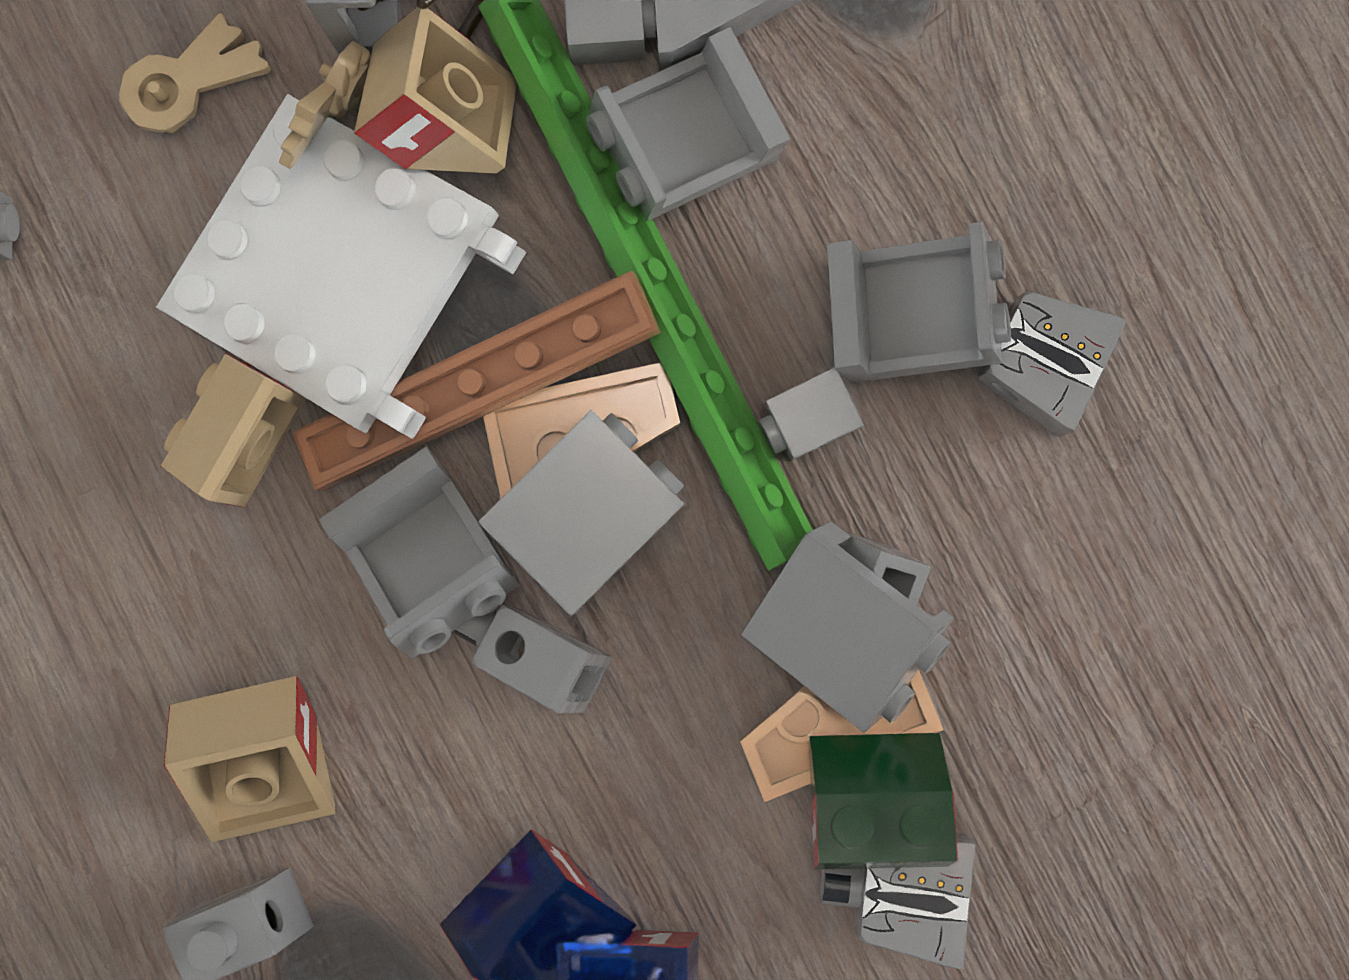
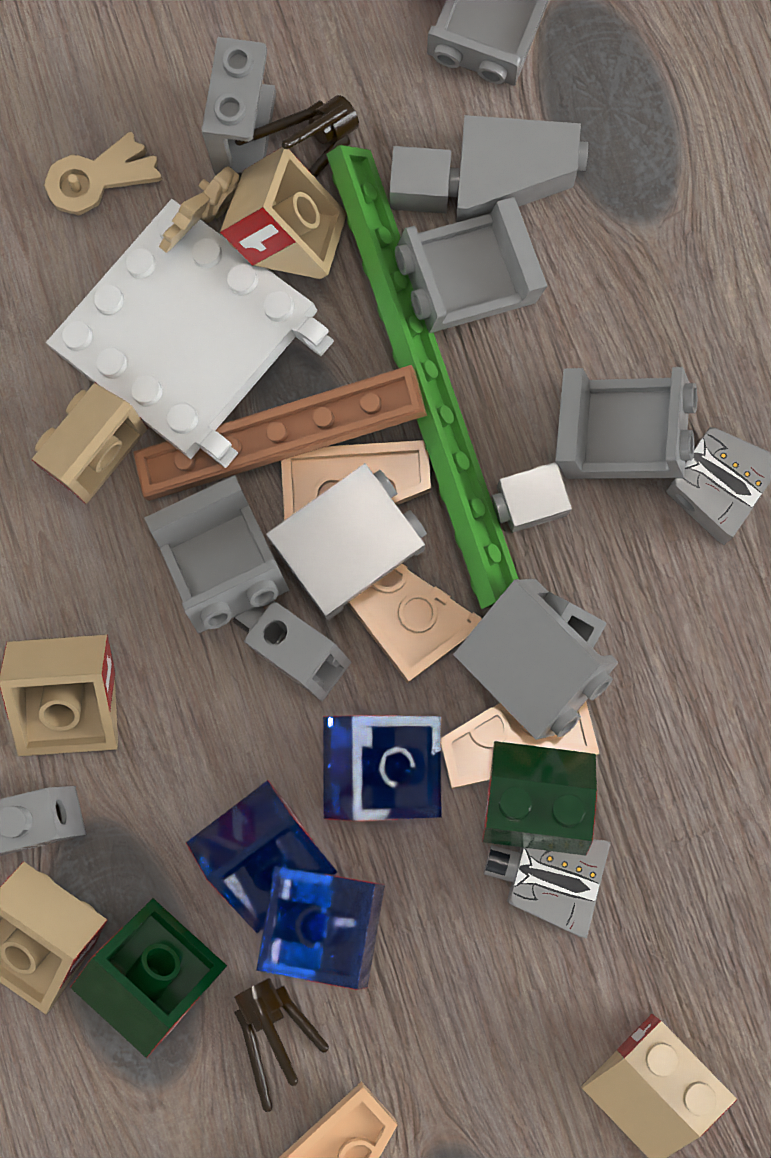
camera: 10 degrees right, 5 degrees down
(672, 791) = (381, 767): none -> clear blue slope
(684, 596) = (412, 620): none -> light nougat wing

